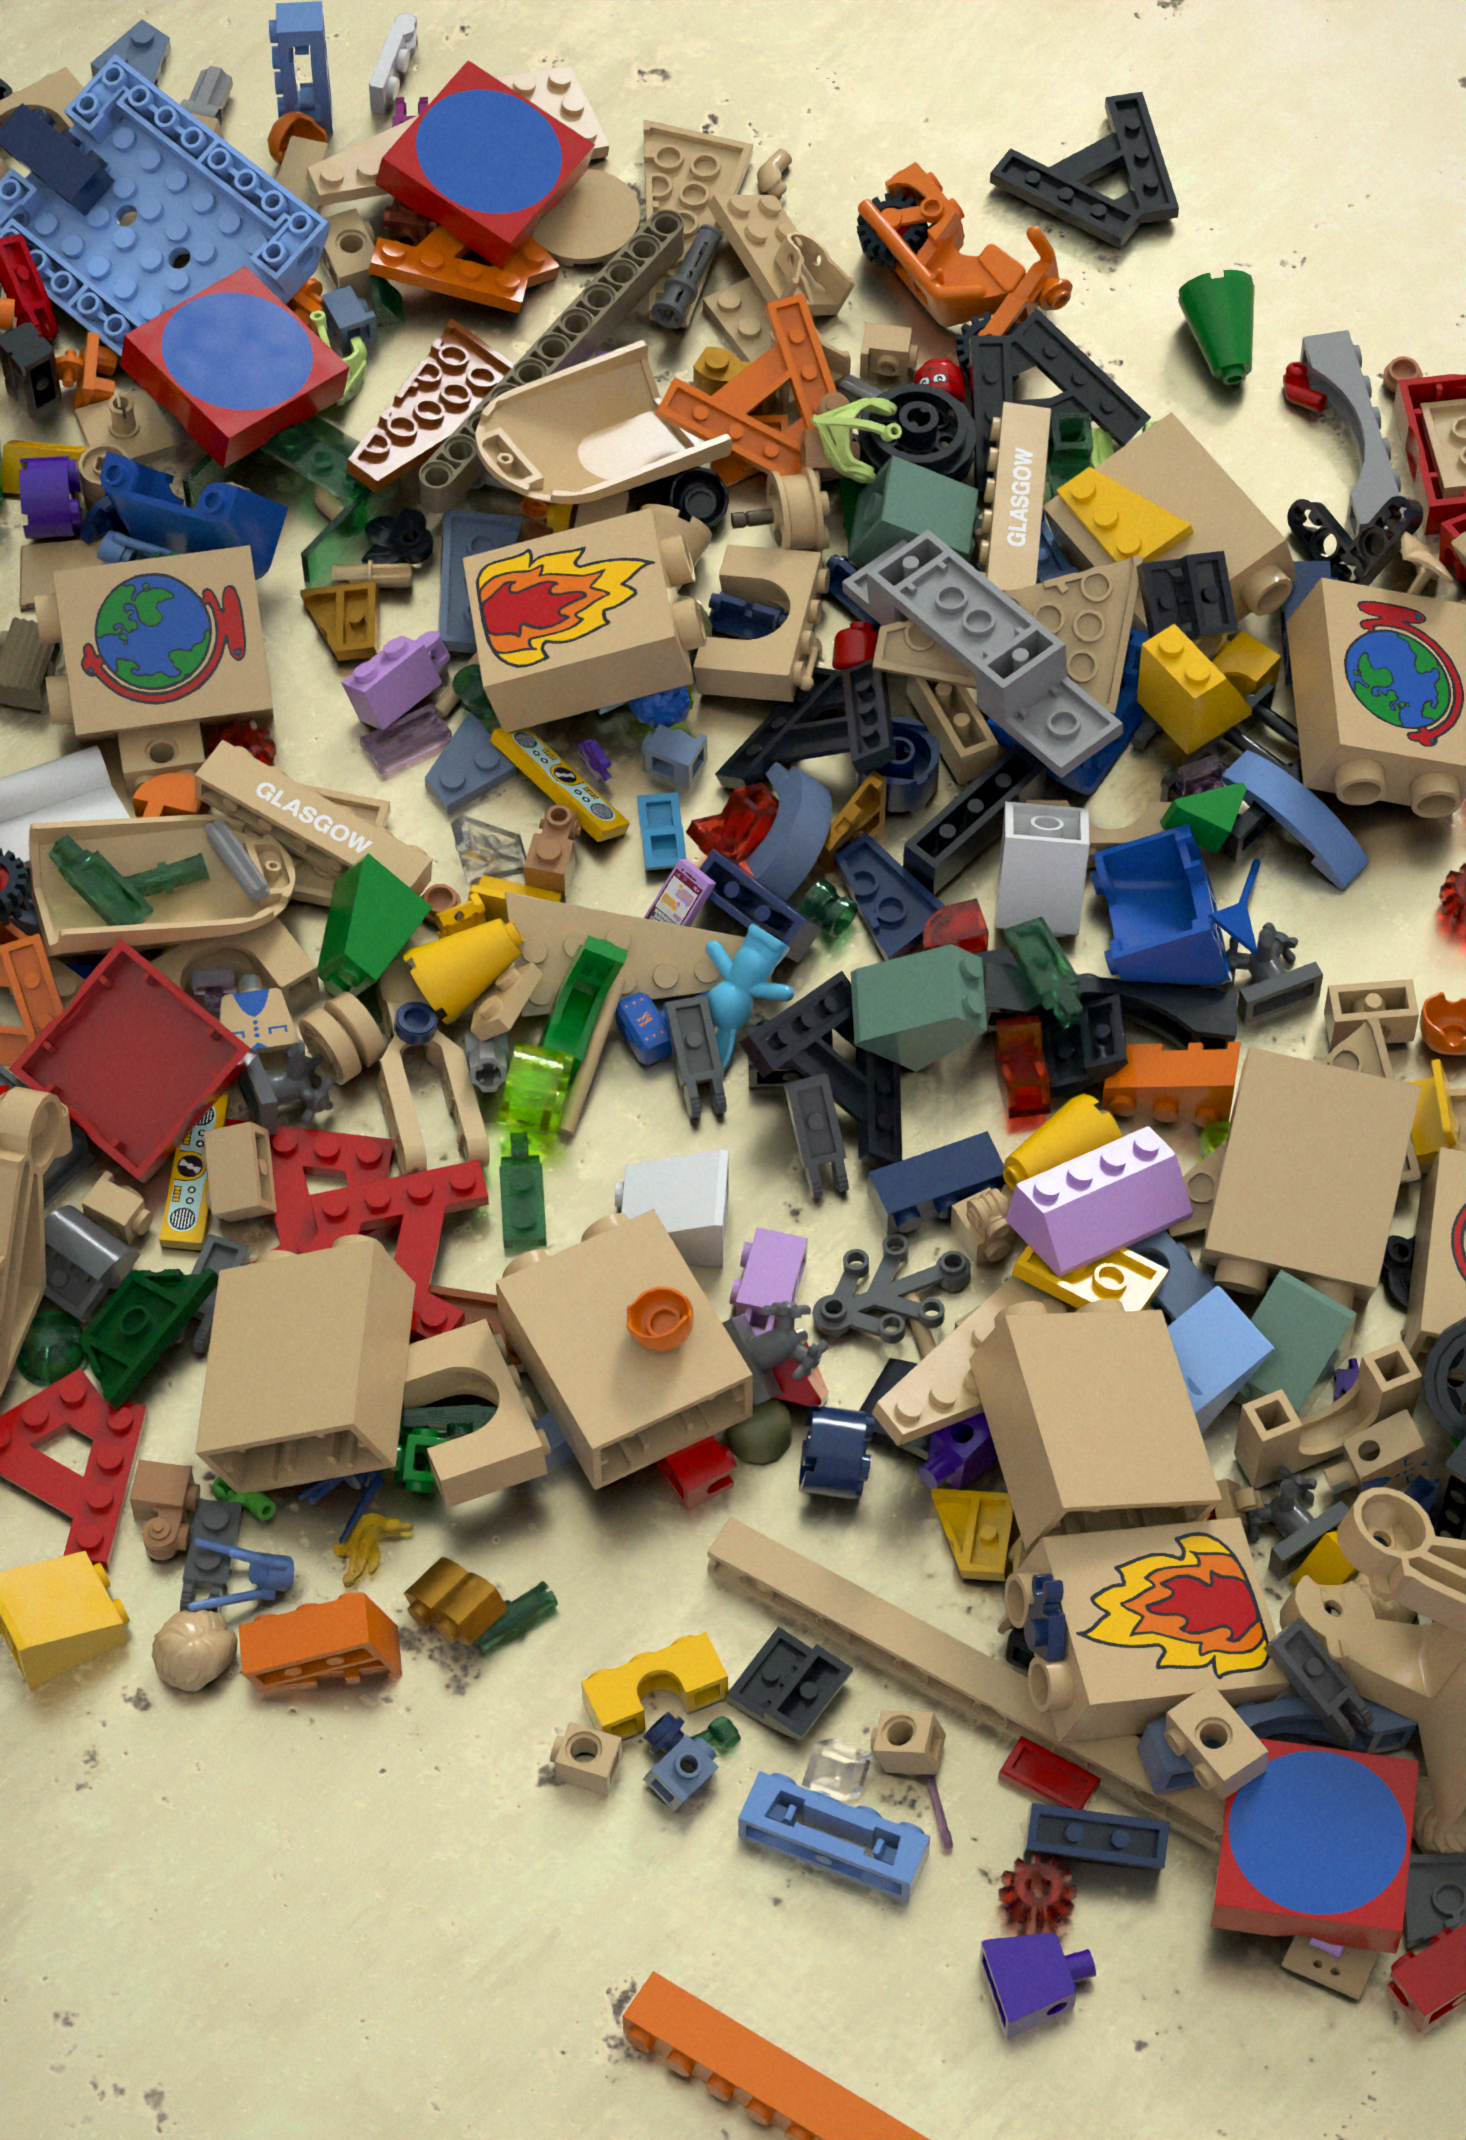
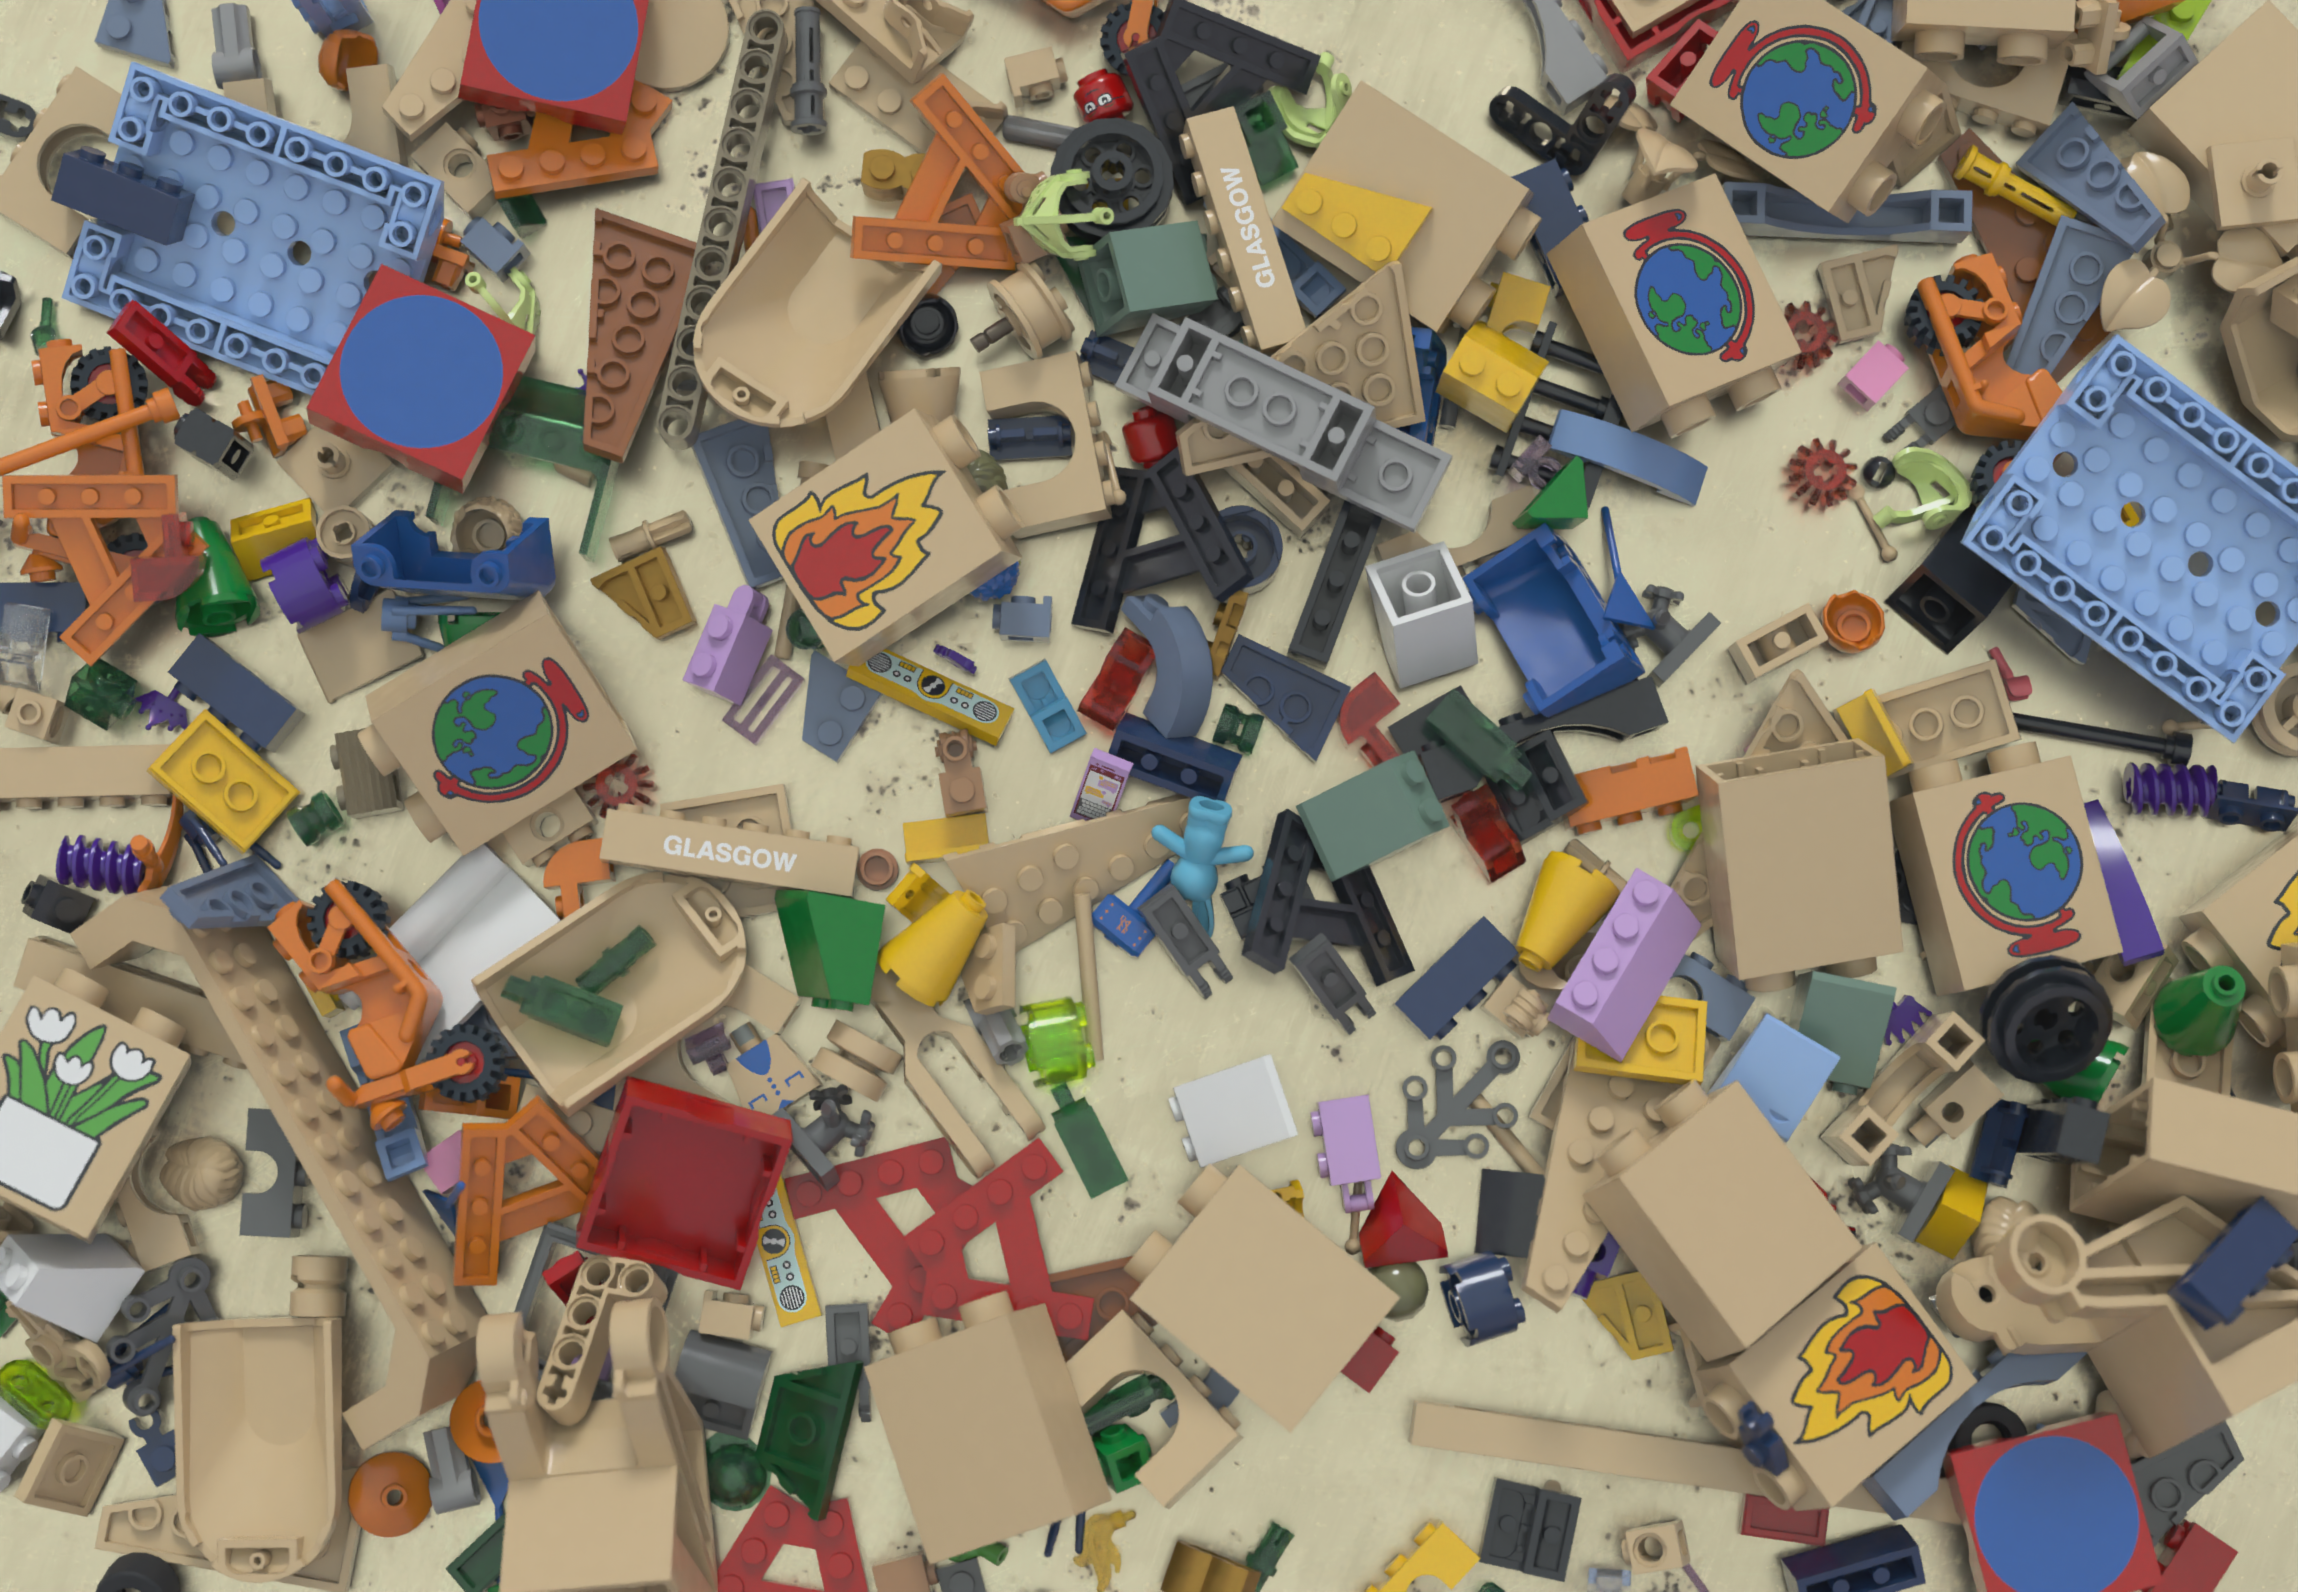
camera: 25 degrees left, 25 degrees up
(237, 860) = (679, 927): light grey axle -> none
(239, 1172) = (826, 1240): tan brick -> none
(399, 538) = (650, 481): black plate -> none
(415, 1023) = (919, 1023): dark blue tile -> none
(487, 849) = (899, 796): clear slope -> none
(581, 998) = (1057, 944): green arch -> none
(660, 1319) = (1300, 1289): orange hair -> none
(775, 1347) = (1385, 1250): dark grey piece -> none
(1190, 594) = (1457, 288): black slope -> none
(1208, 1717) = (1969, 1488): tan brick -> none
(1237, 1501) = (1850, 1203): tan tile -> none
(1319, 1680) = (2000, 1370): dark grey hinge -> none

